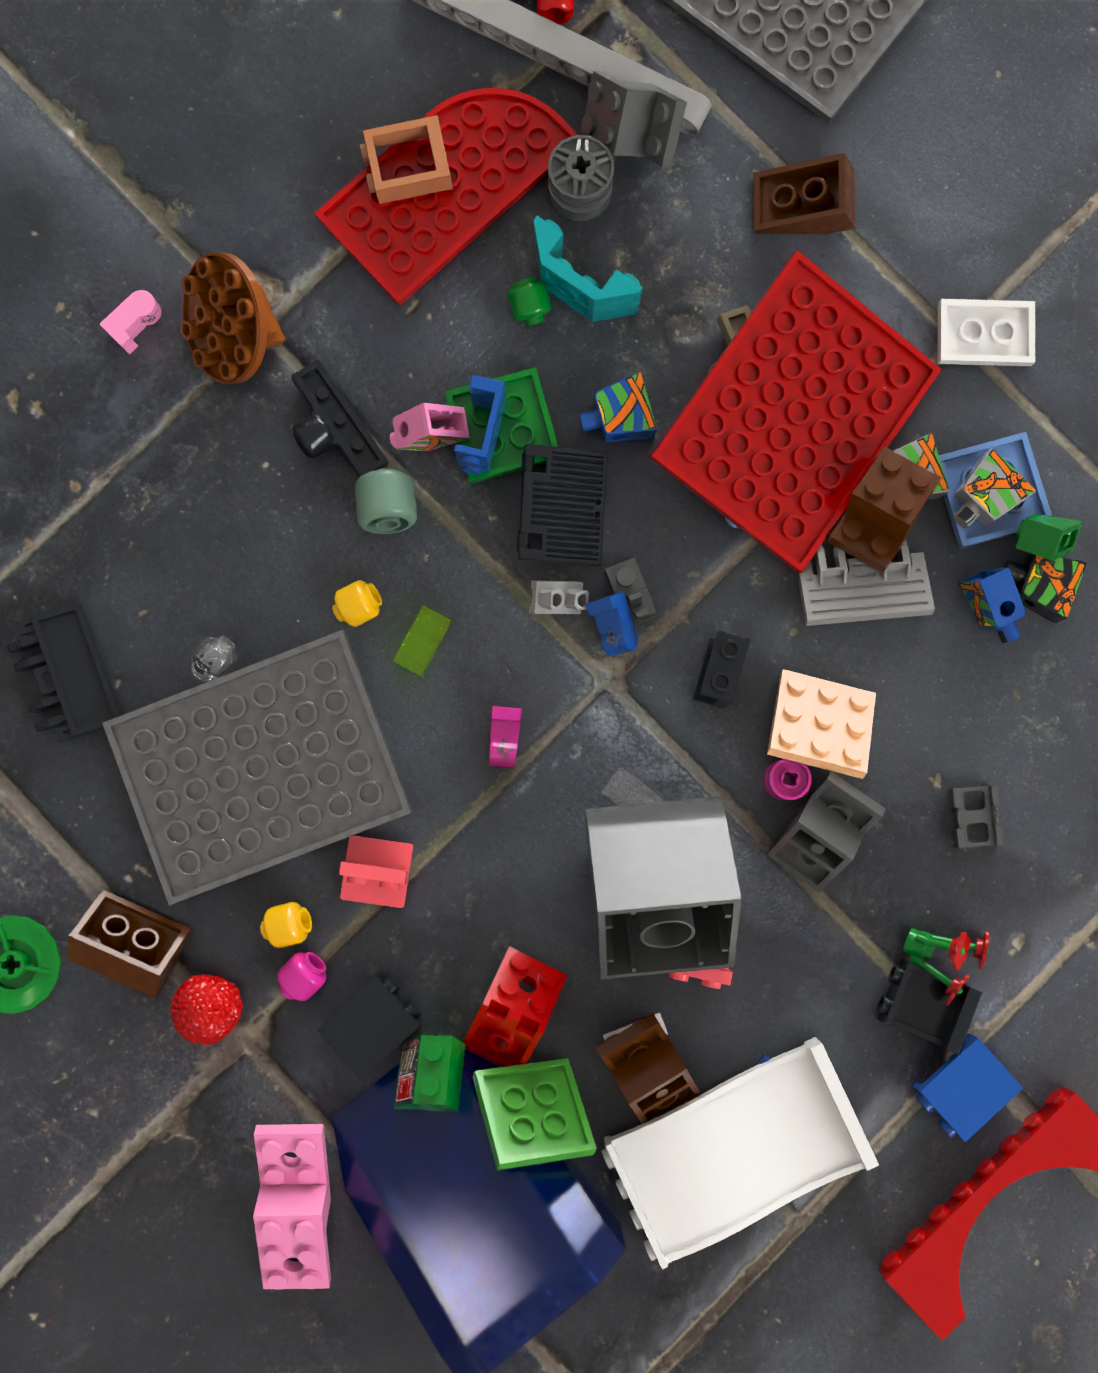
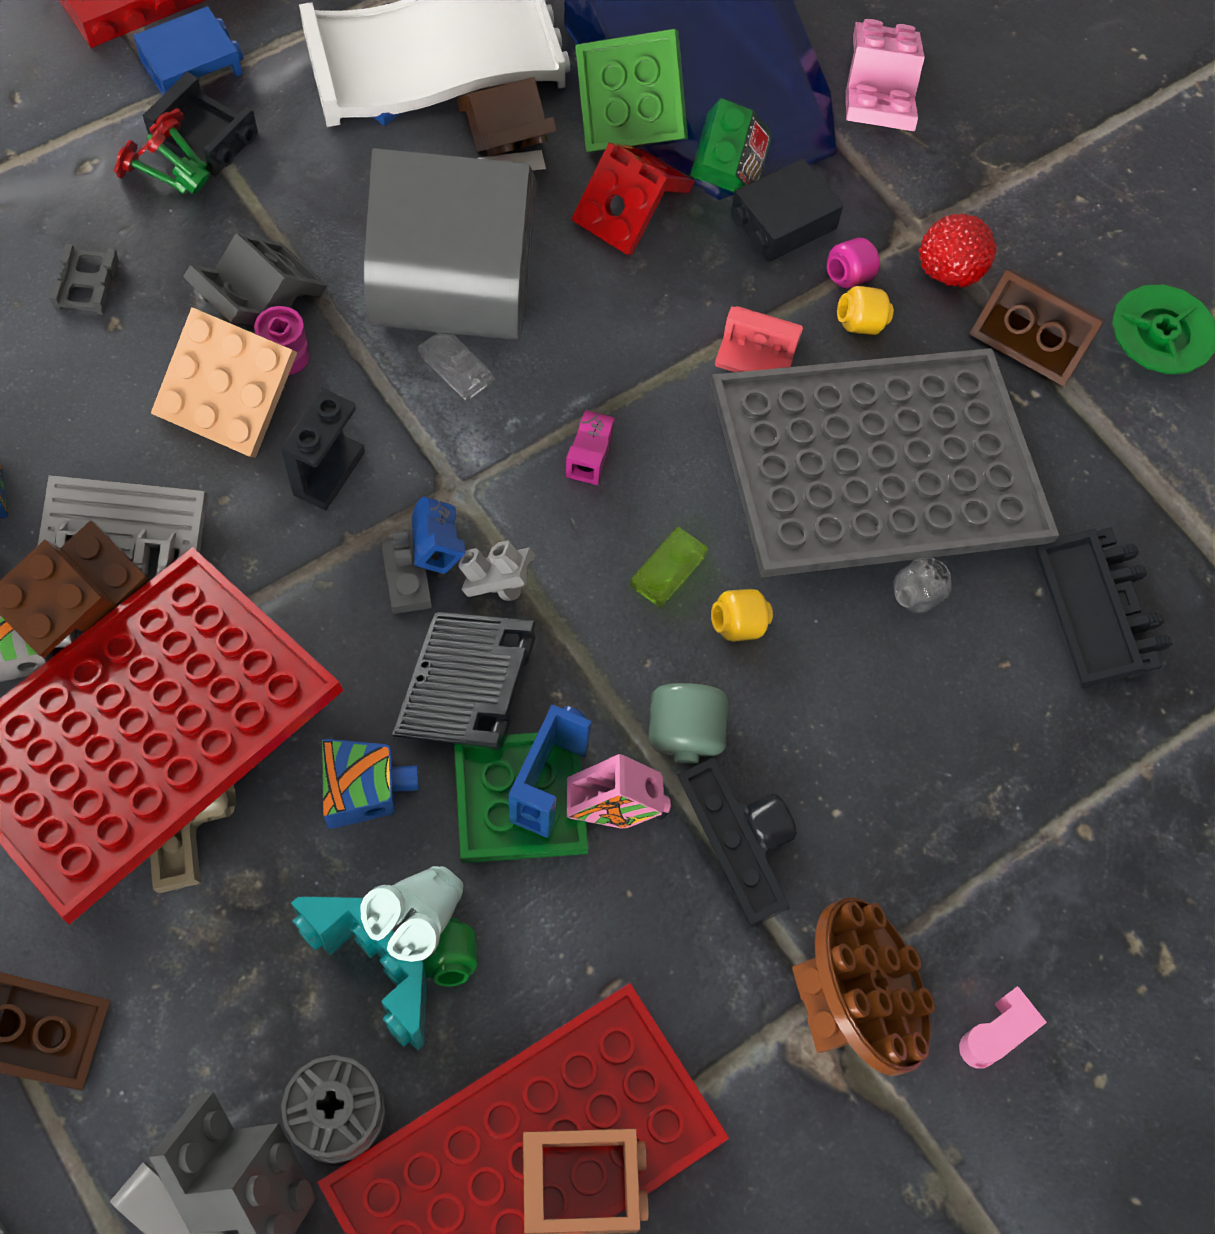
camera: 175 degrees left, 20 degrees down
(554, 311) = (425, 905): none -> light aqua piece

